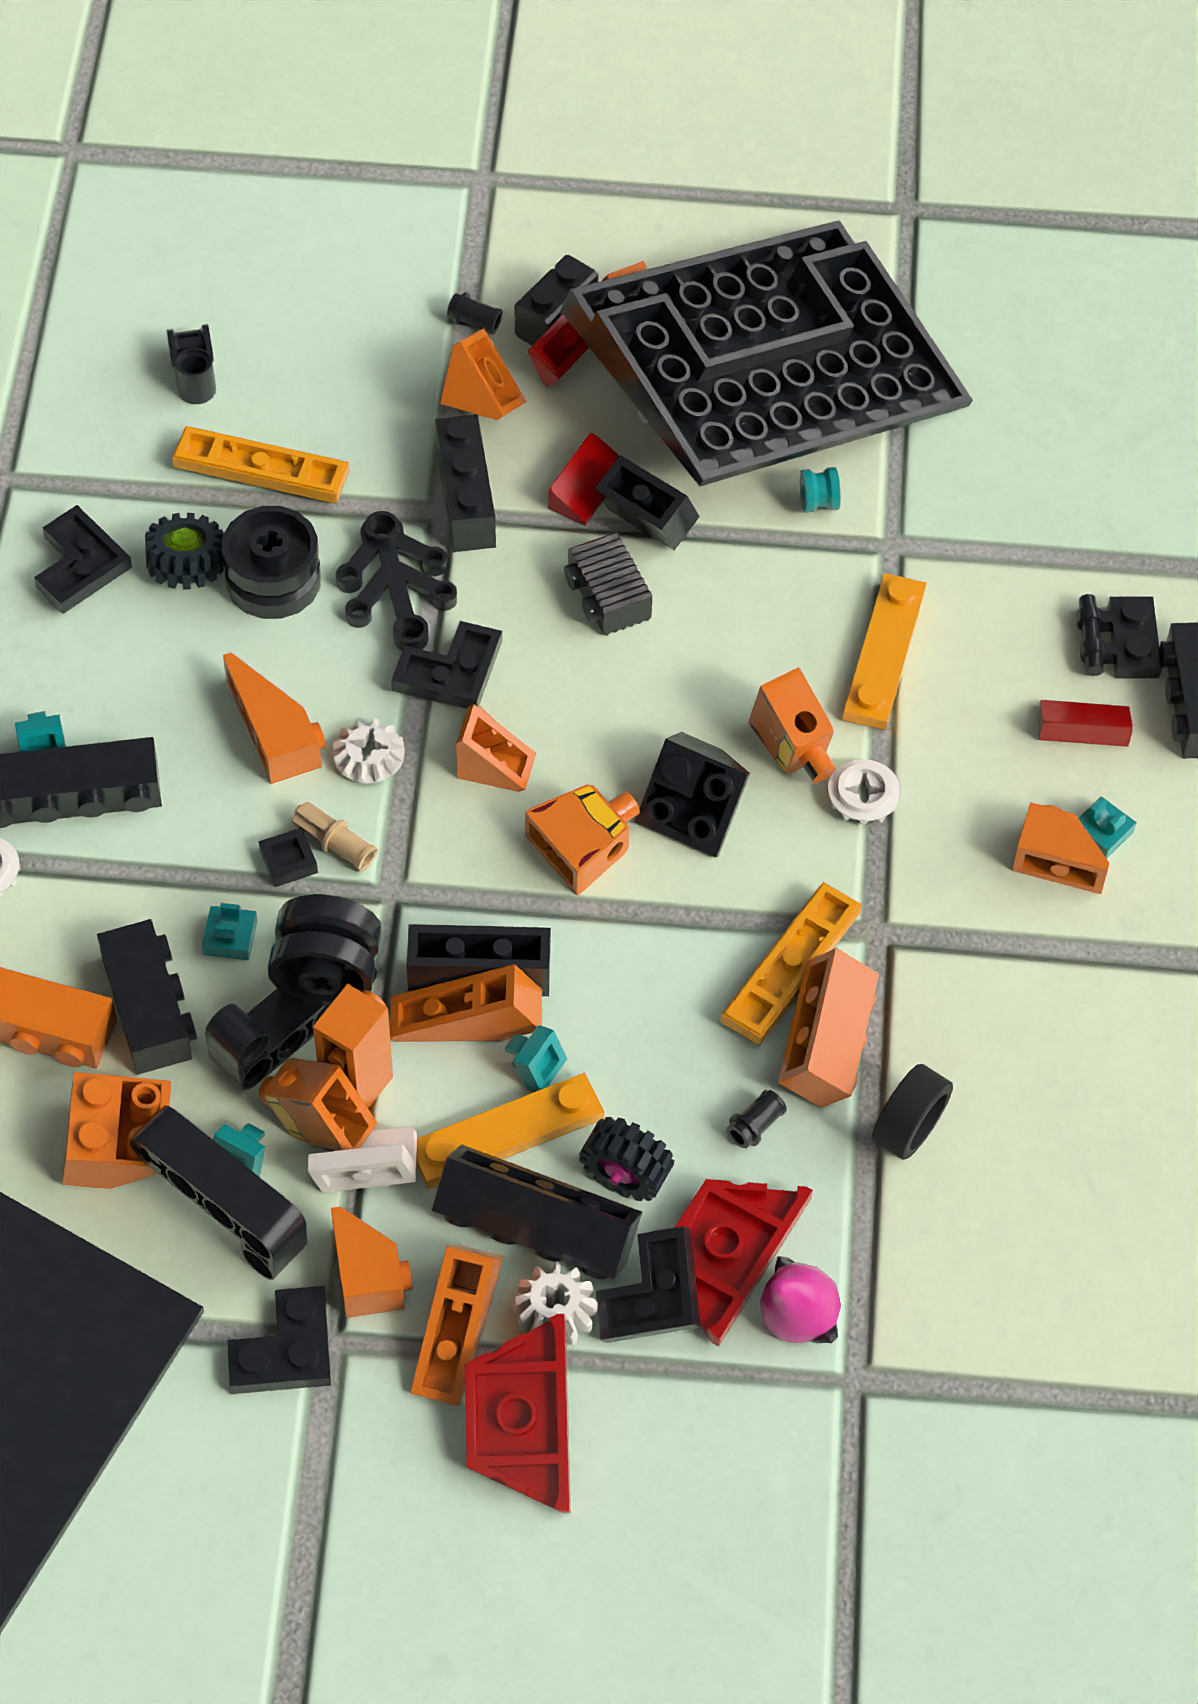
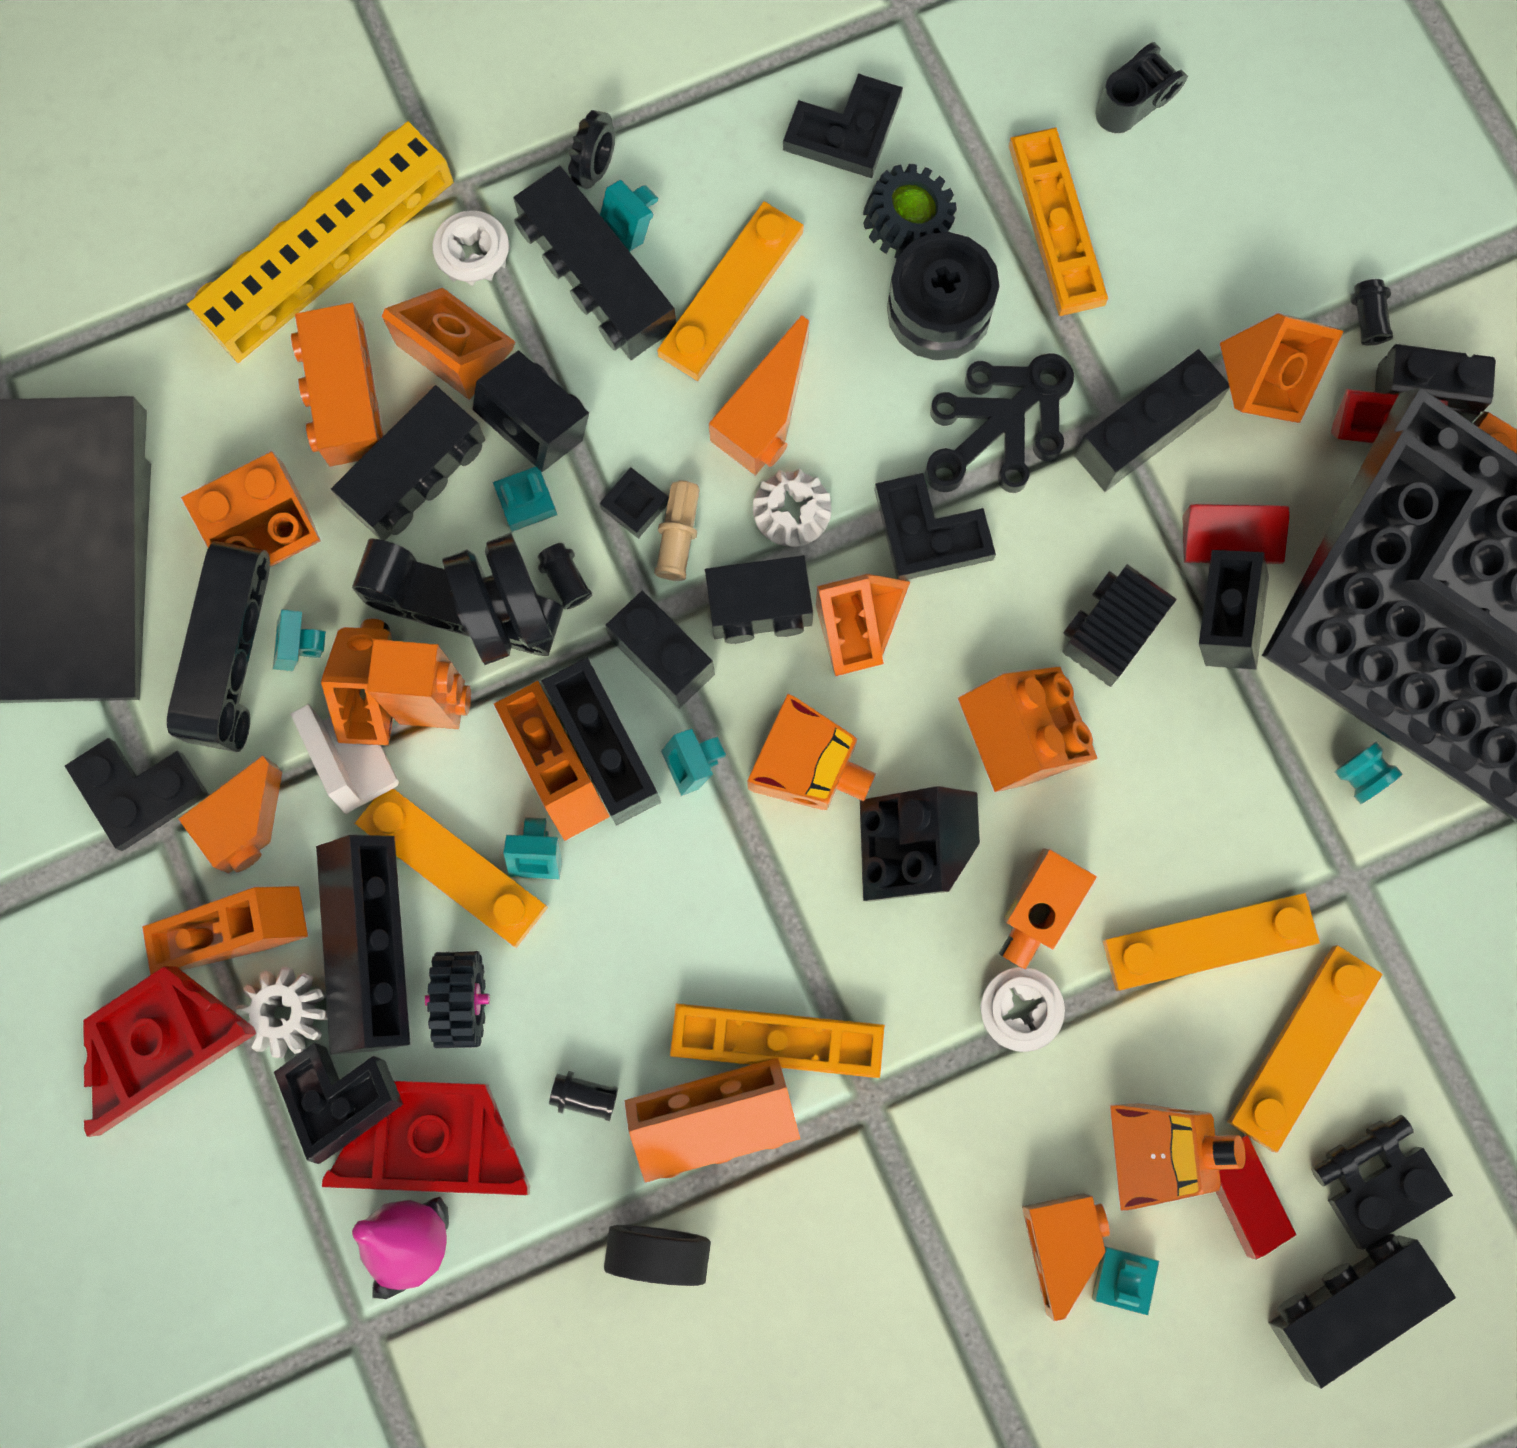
camera: 65 degrees right, 20 degrees up
(56, 922) = (447, 338): none -> orange slope
(156, 706) = (730, 291): none -> light orange plate
(164, 883) = (530, 410): none -> black brick
(428, 888) = (660, 649): none -> black brick
(430, 804) = (759, 599): none -> black brick
(532, 908) = (690, 761): none -> teal tile
(650, 678) = (1027, 727): none -> orange slope
(997, 633) = (1304, 1048): none -> light orange plate
(1027, 740) = (1169, 1154): none -> orange torso

